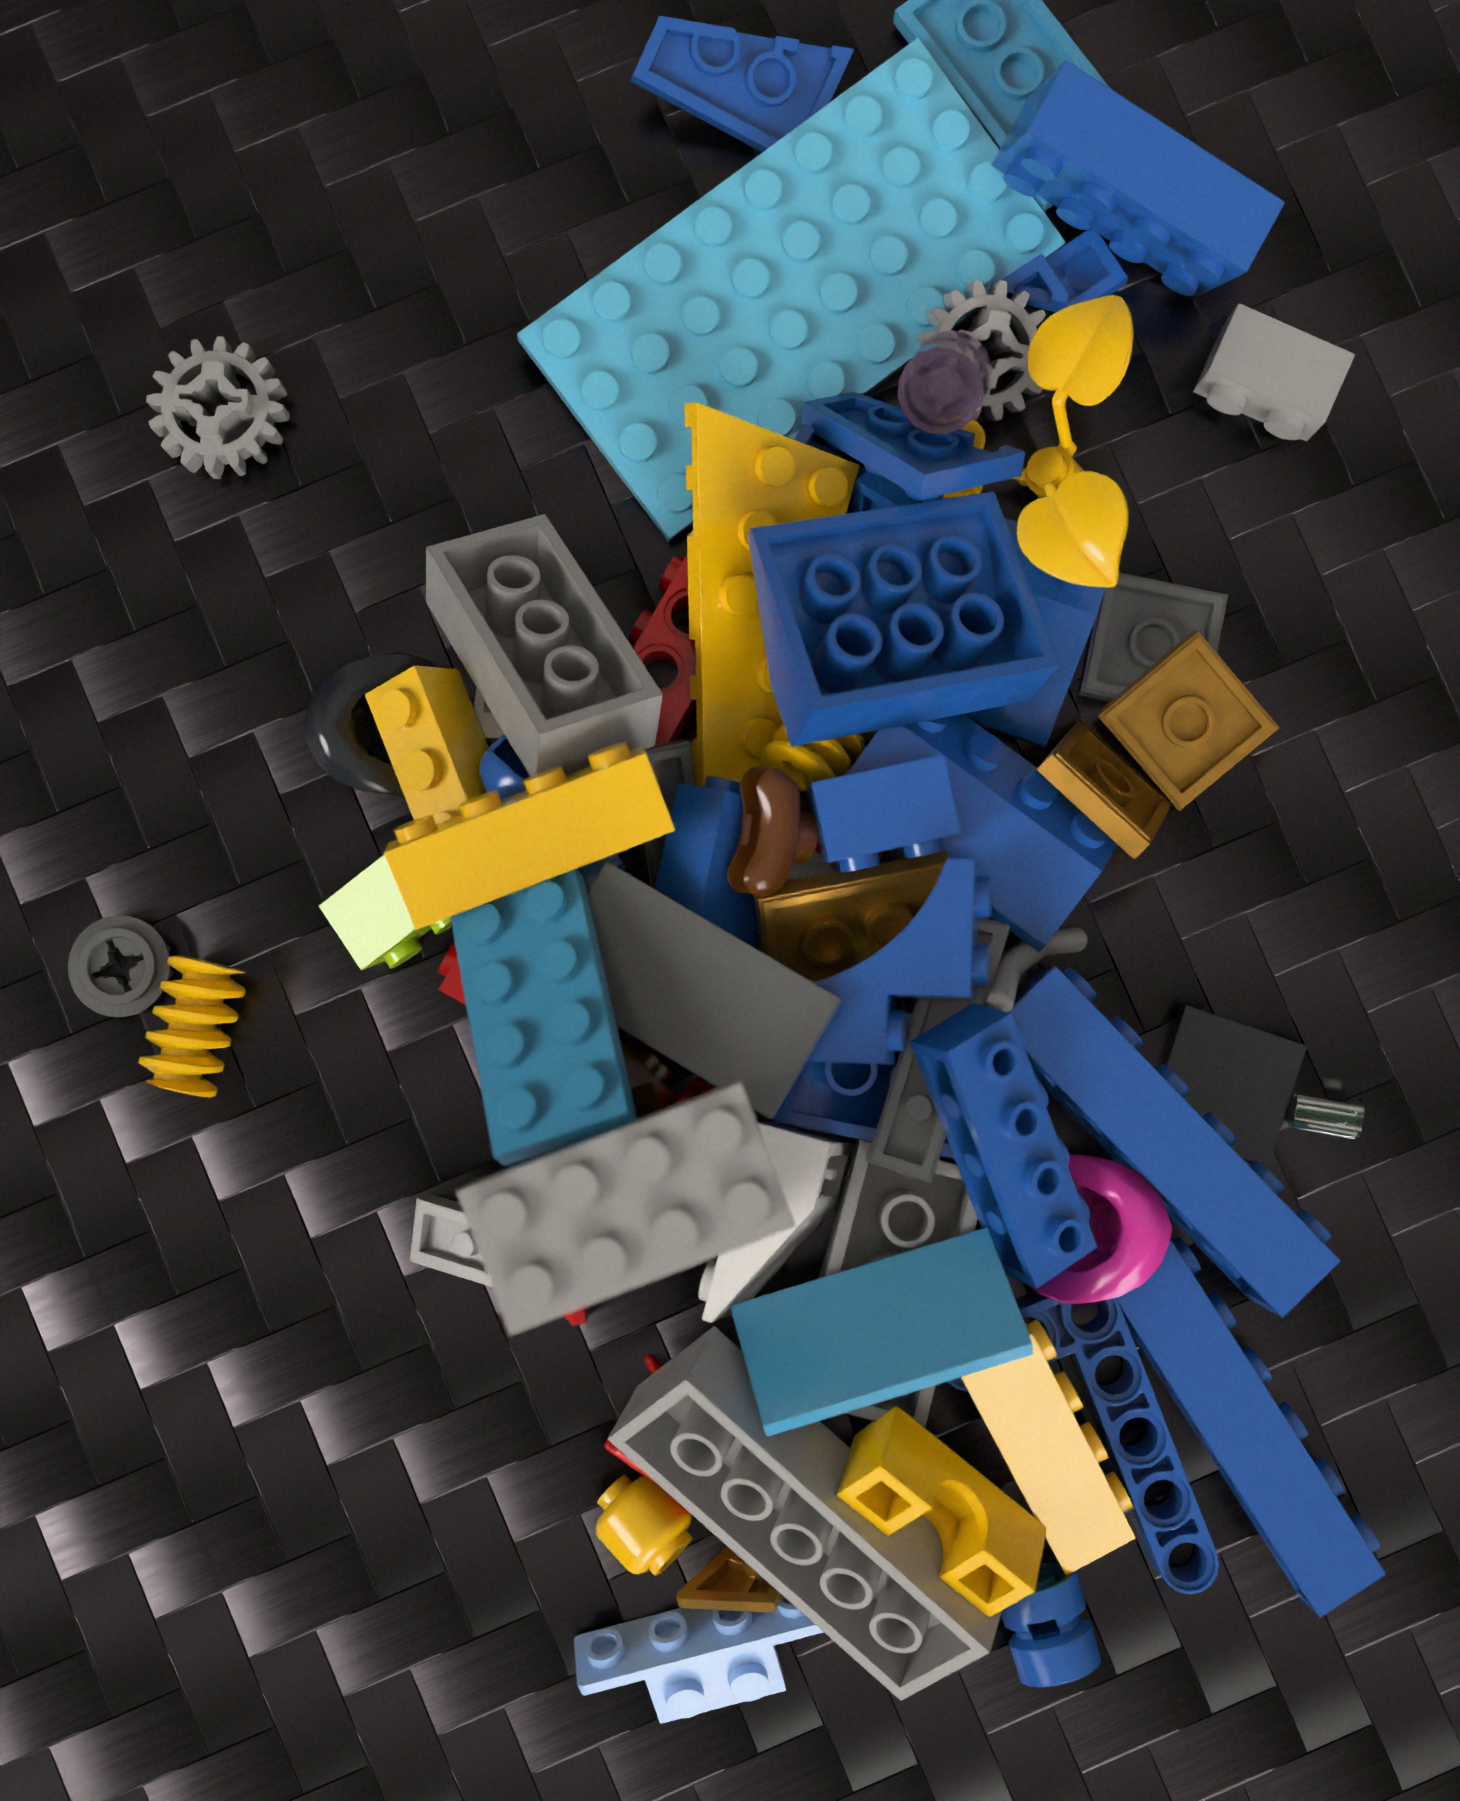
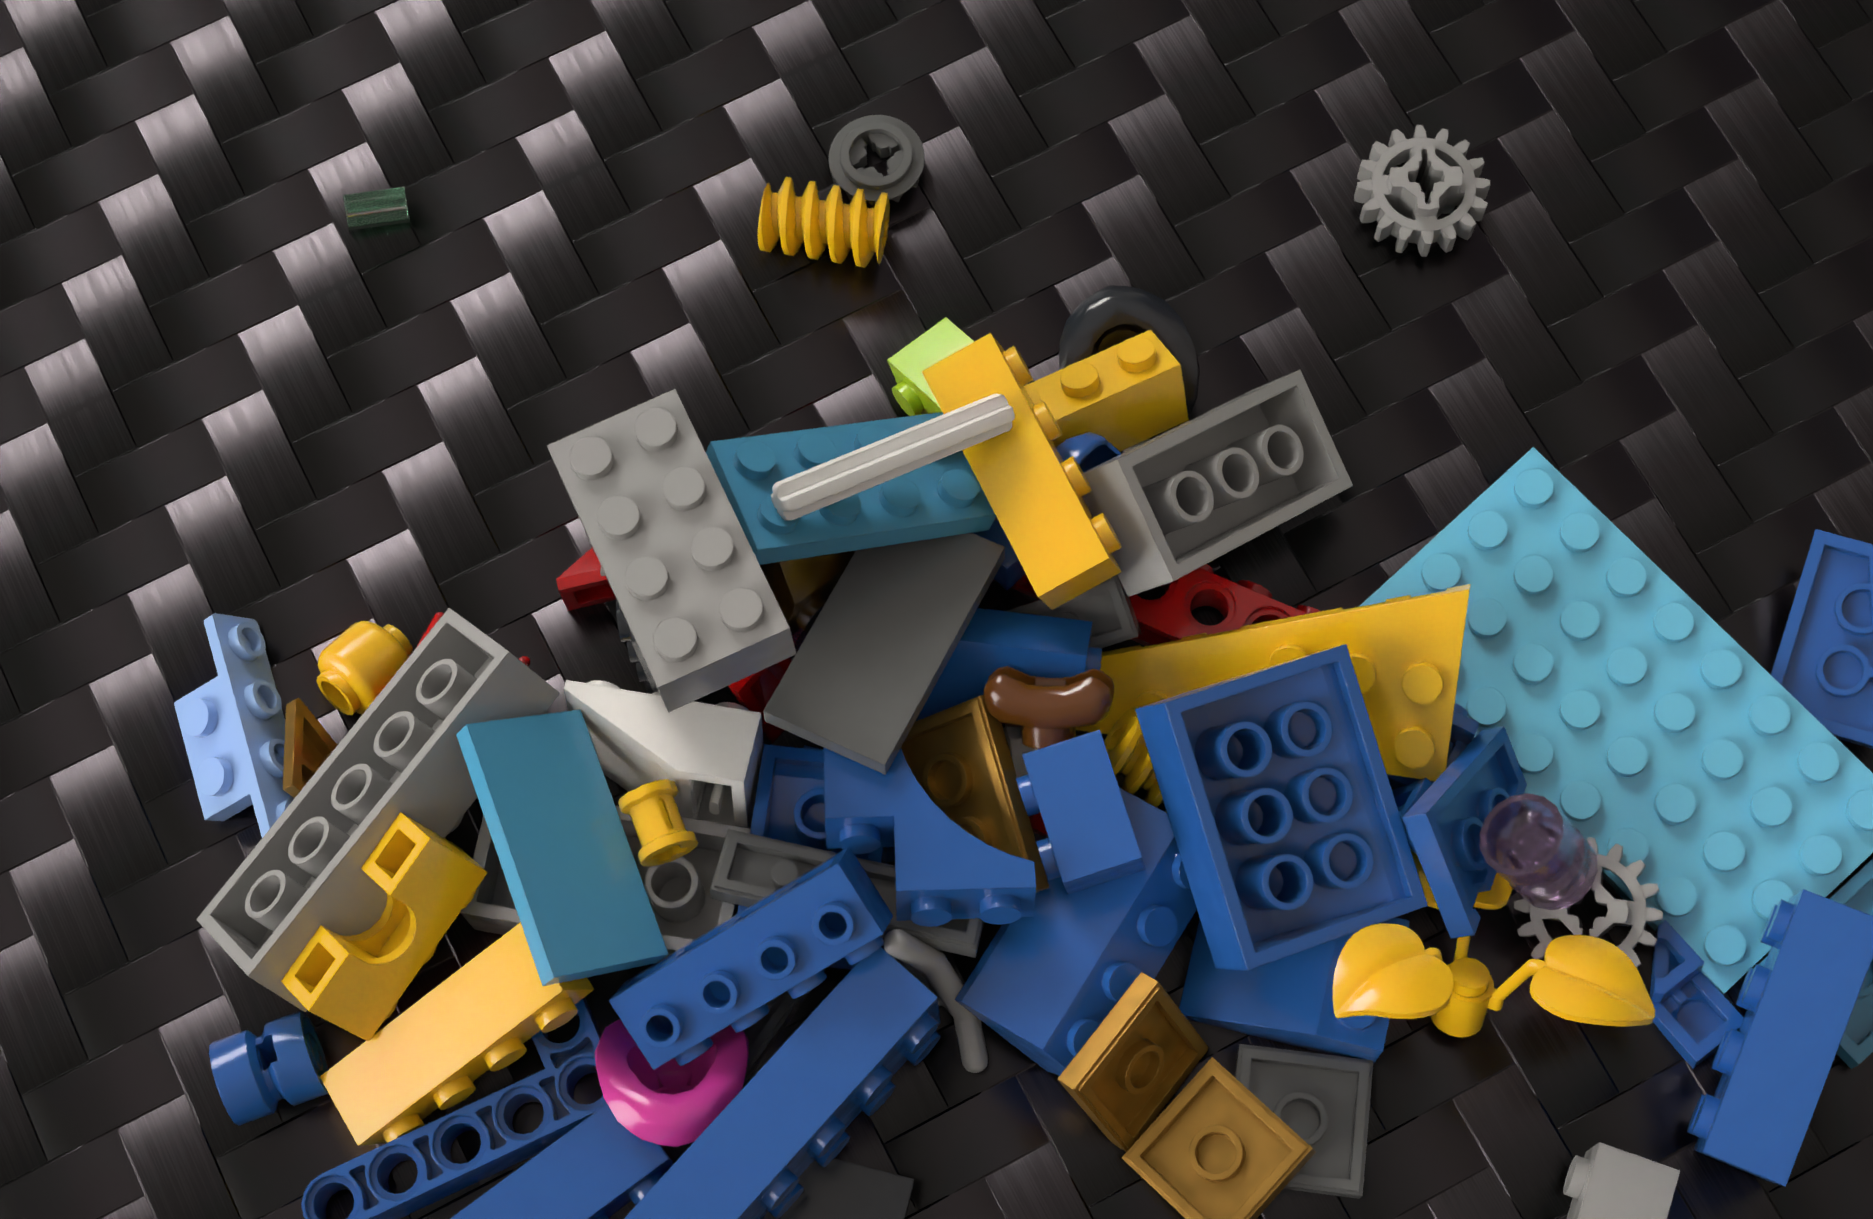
camera: 90 degrees right, 15 degrees down
(121, 1507) = (376, 208): none -> clear green piece
(529, 965) = (892, 457): none -> white axle
(857, 1231) = (658, 822): none -> yellow bush

